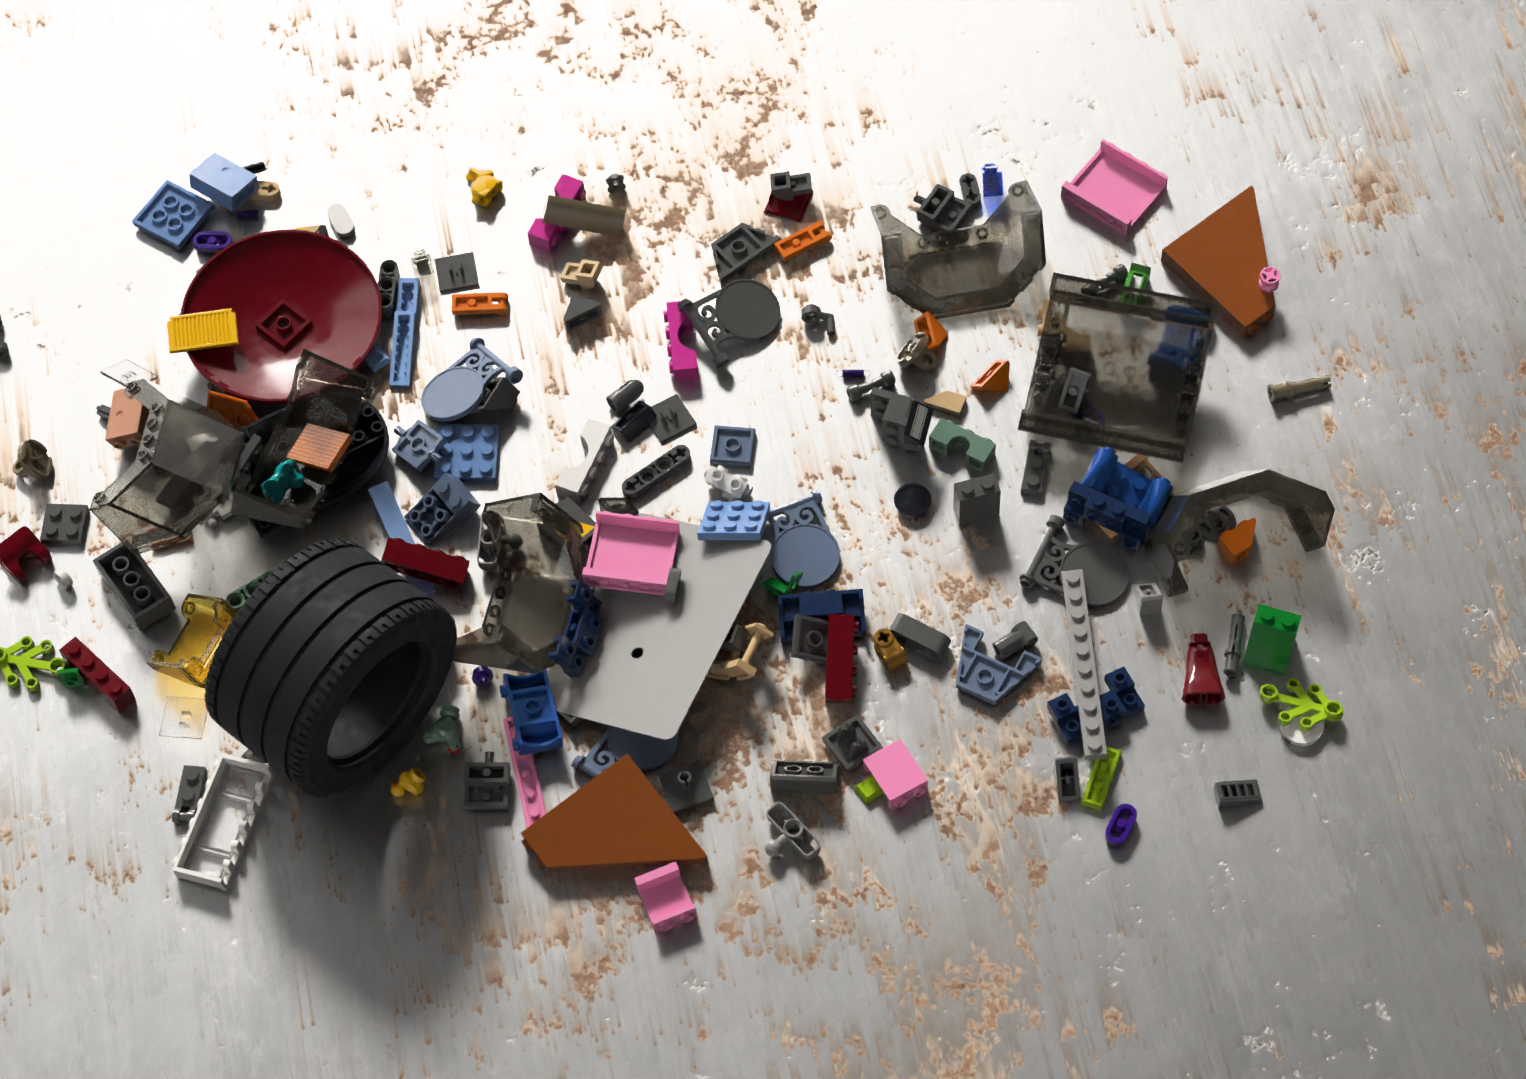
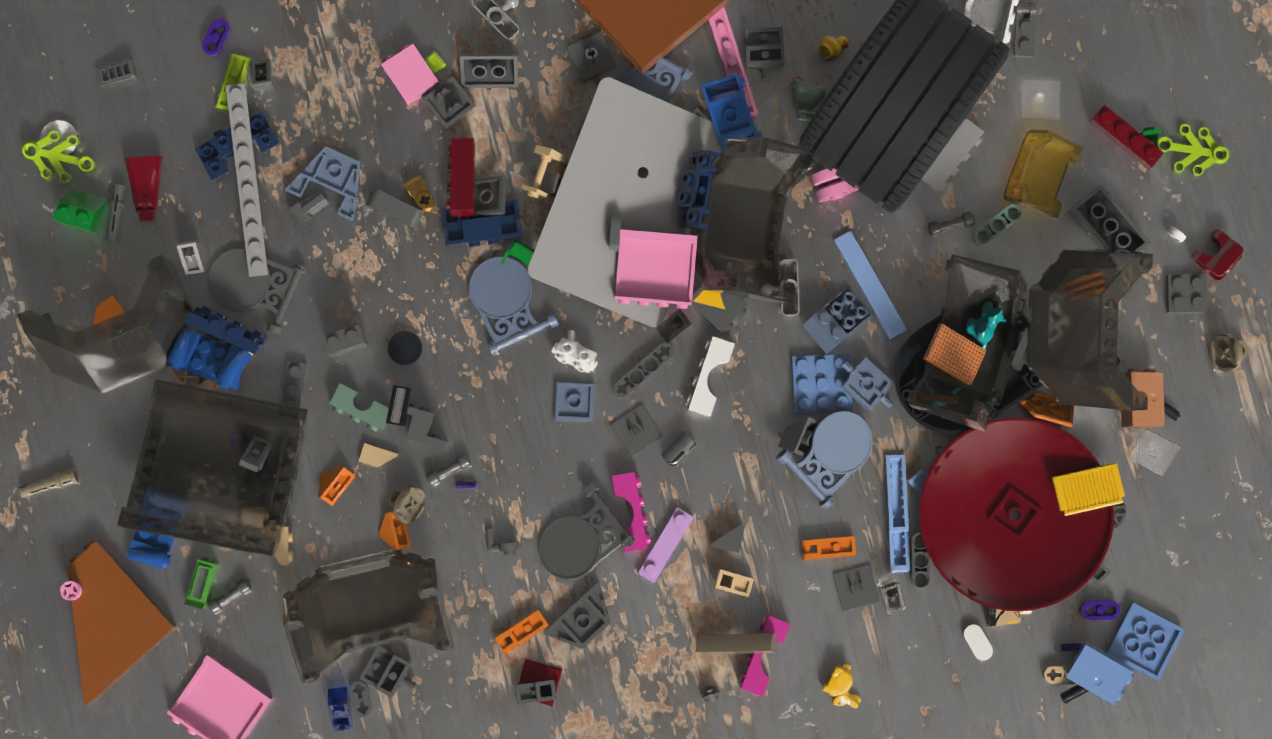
camera: 170 degrees right, 25 degrees up
(425, 563) = (844, 256): dark red brick -> none
(634, 421) = (669, 423): black slope -> none
(647, 313) = (665, 545): none -> lavender plate
(734, 520) = (565, 306): medium blue plate -> none

